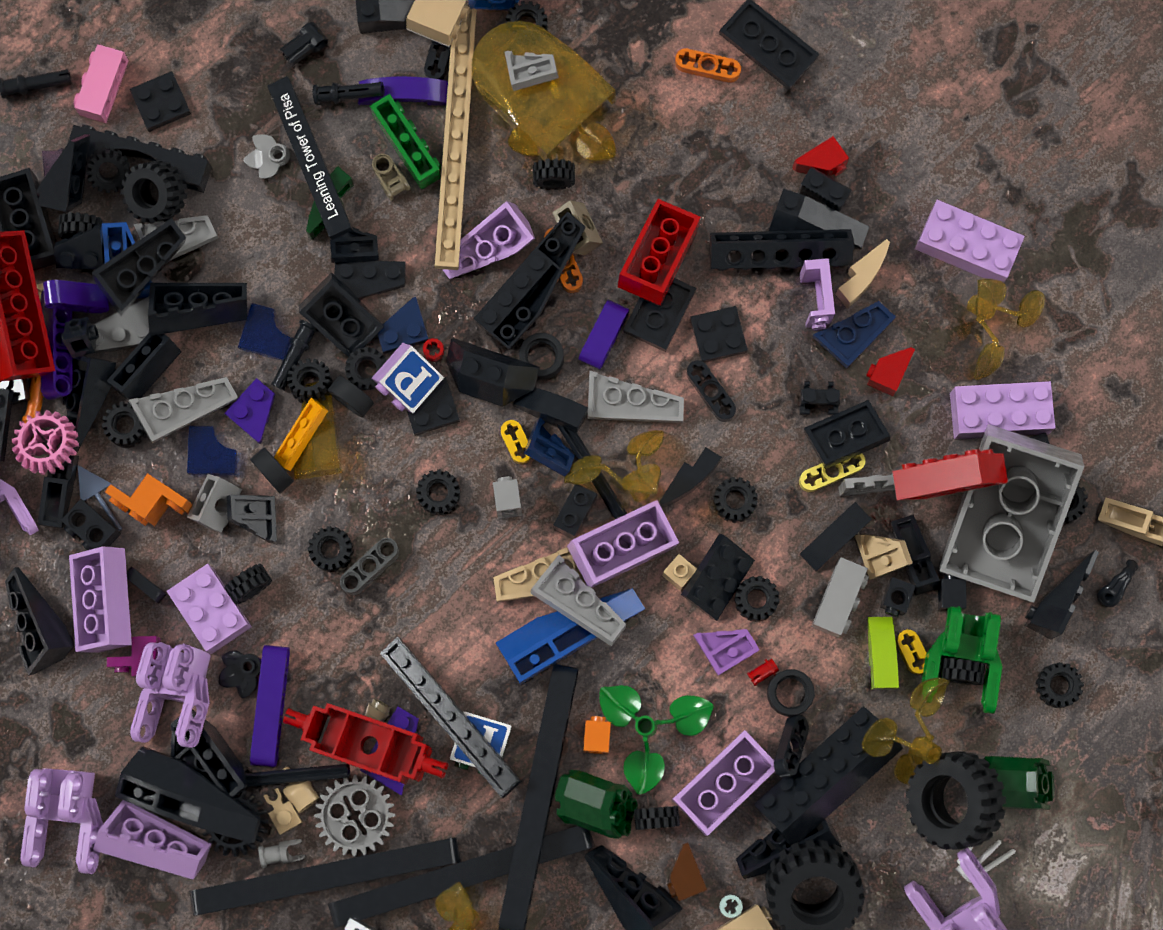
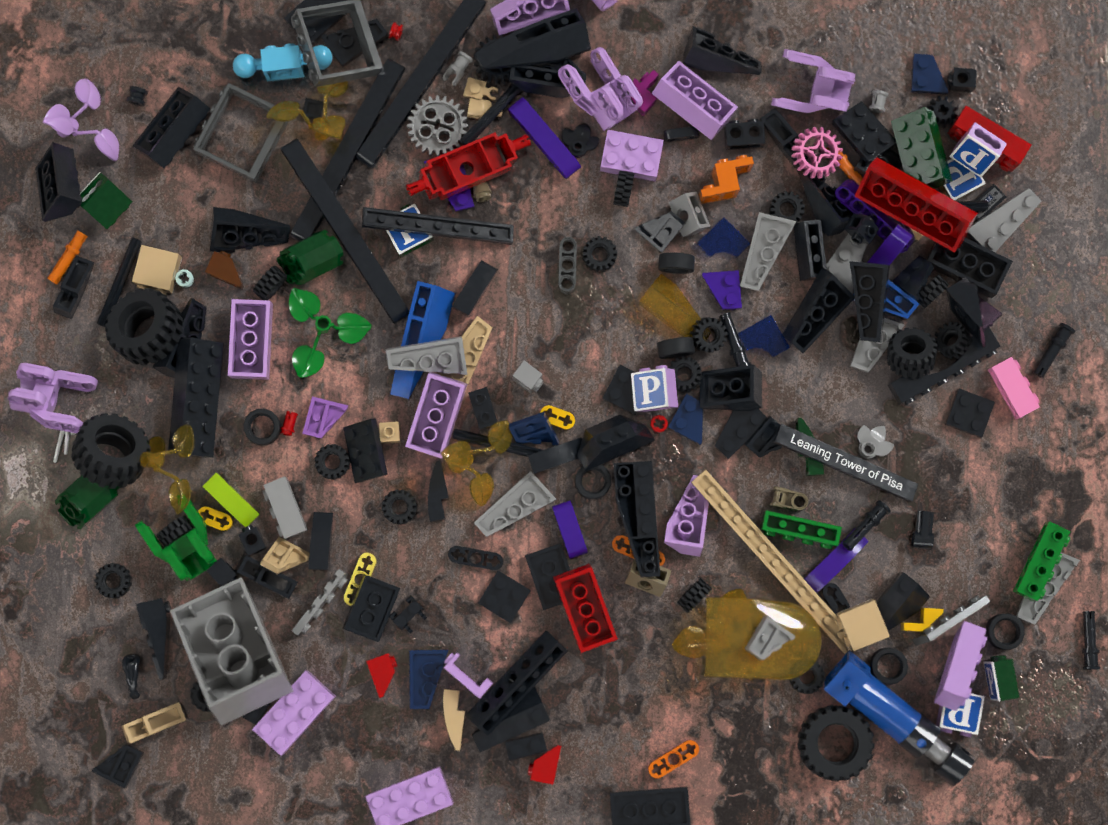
camera: 130 degrees right, 5 degrees up
(91, 485) = (769, 158): sand blue piece -> none
(300, 434) = (681, 299): light orange tile -> none
(431, 479) = (572, 356): black tyre -> none
(473, 628) = (474, 288): none -> black slope
(597, 735) = (346, 294): orange brick -> none
(786, 759) = (227, 383): black beam -> none
(950, 475) = (282, 628): brick -> none
(984, 305) = (362, 766): clear yellow plant -> none

